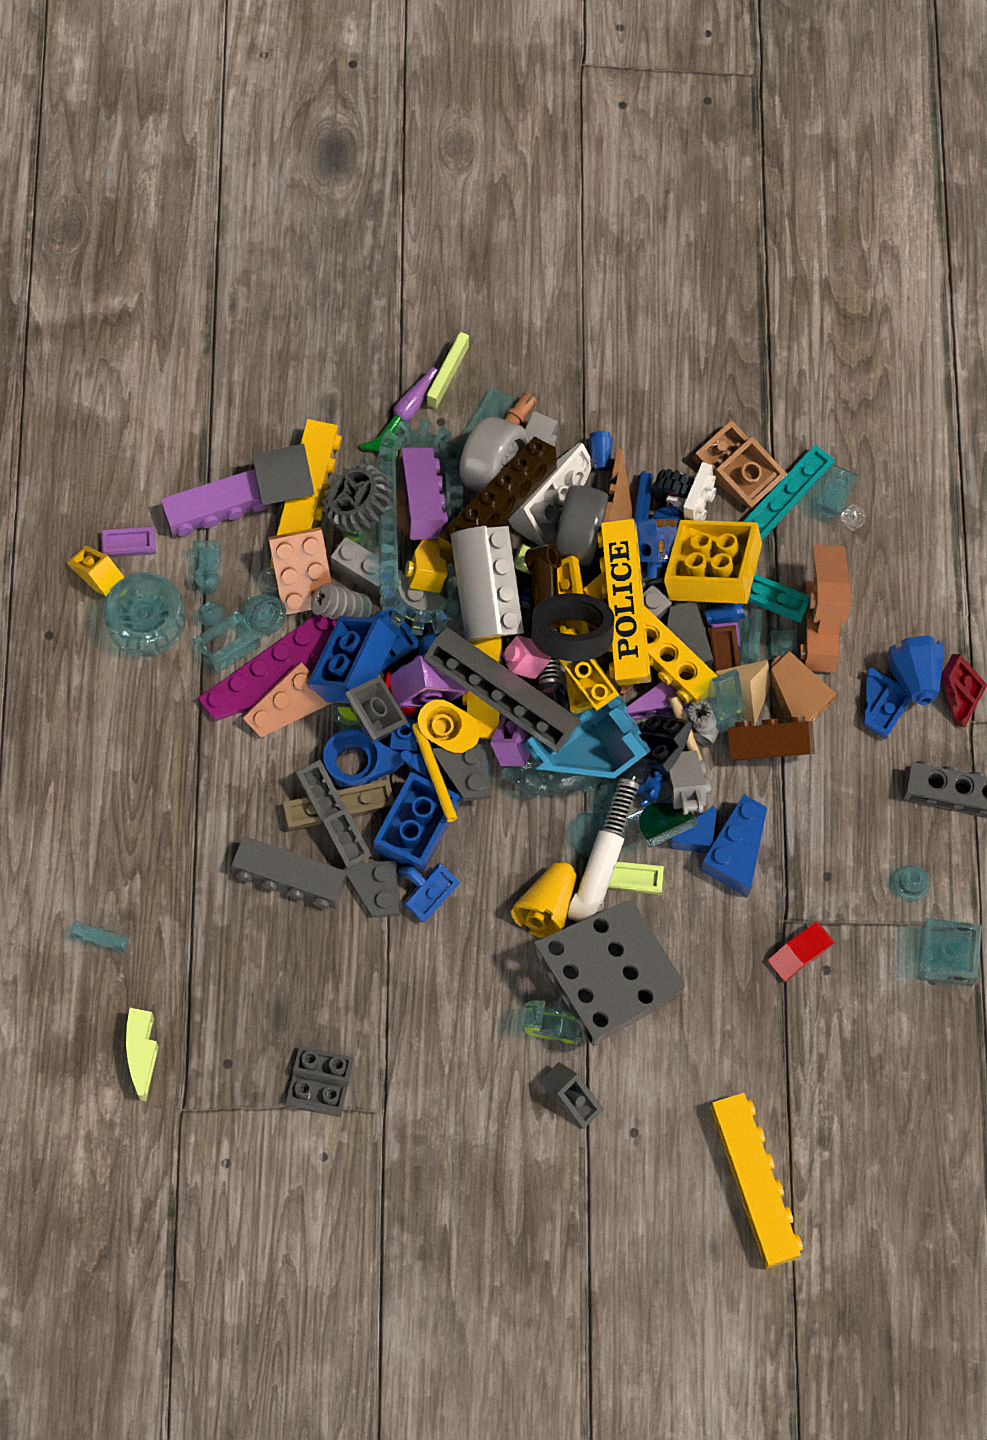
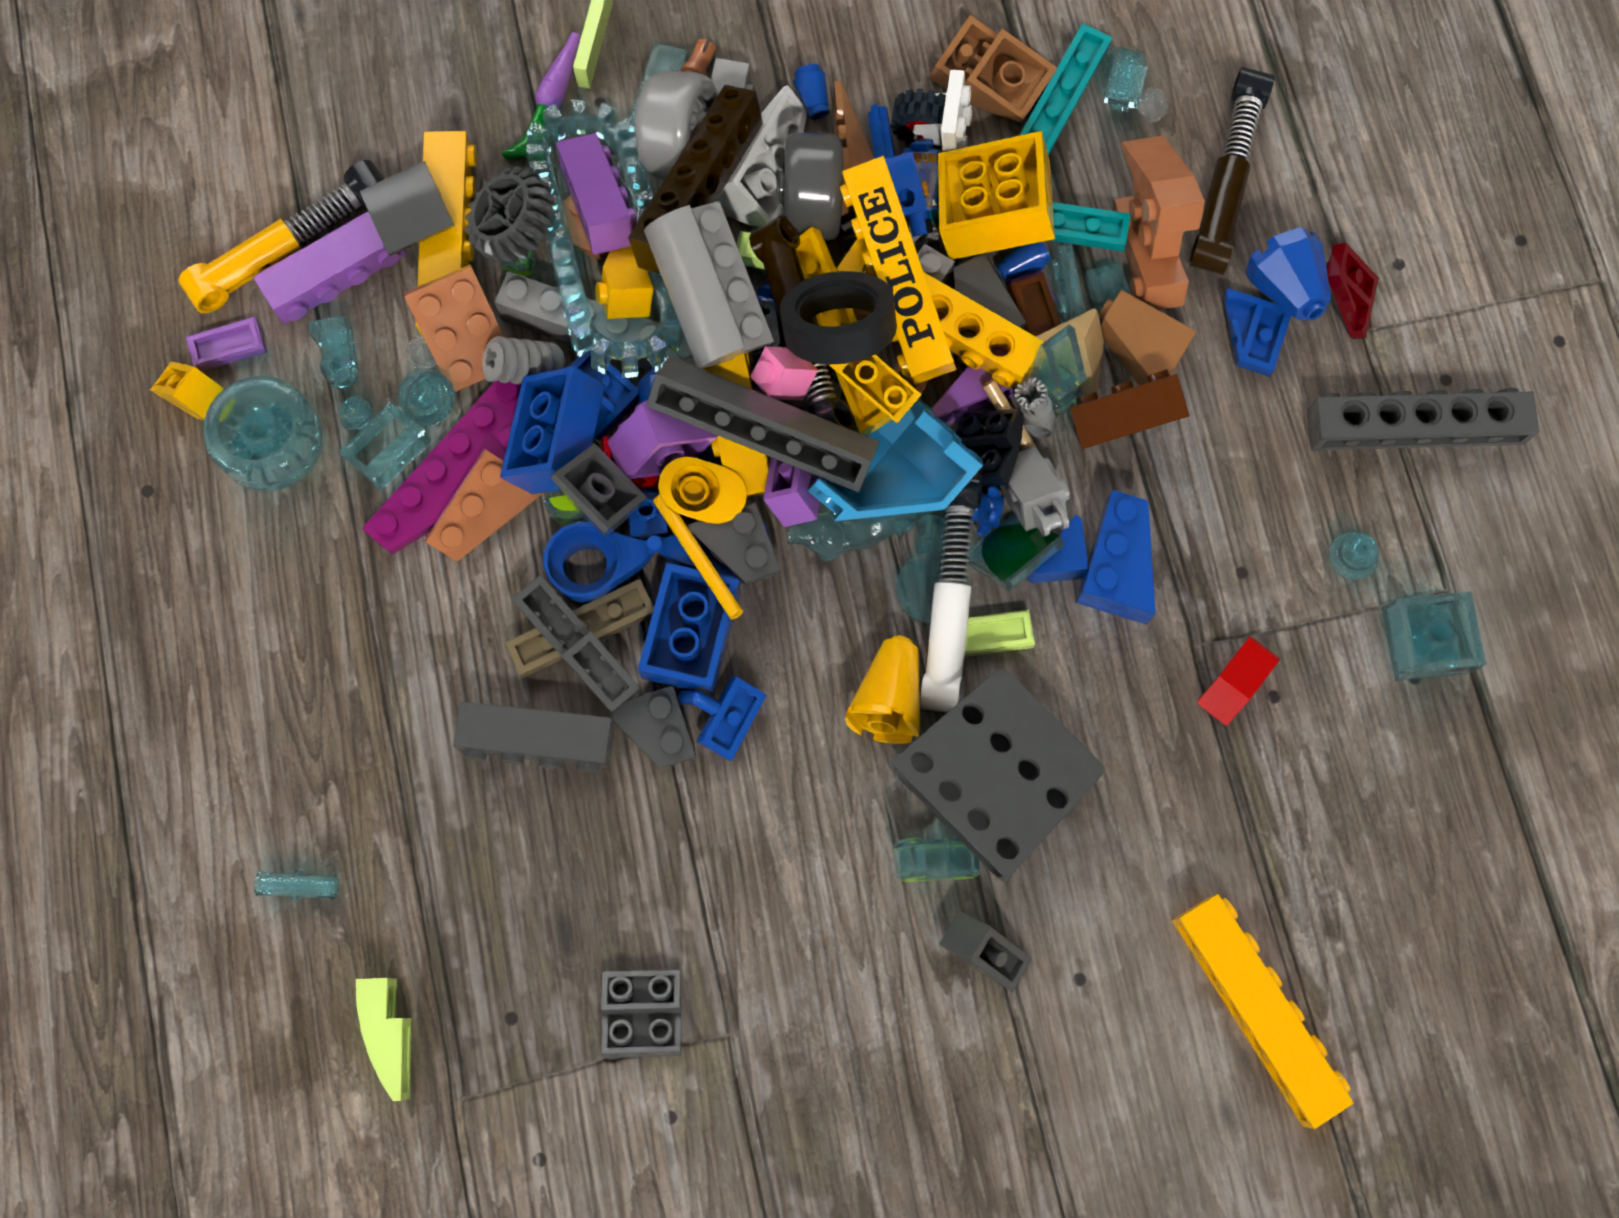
camera: 10 degrees left, 5 degrees up
(128, 495) = (211, 283): none -> yellow piece
(897, 582) = (1215, 237): none -> dark brown piece

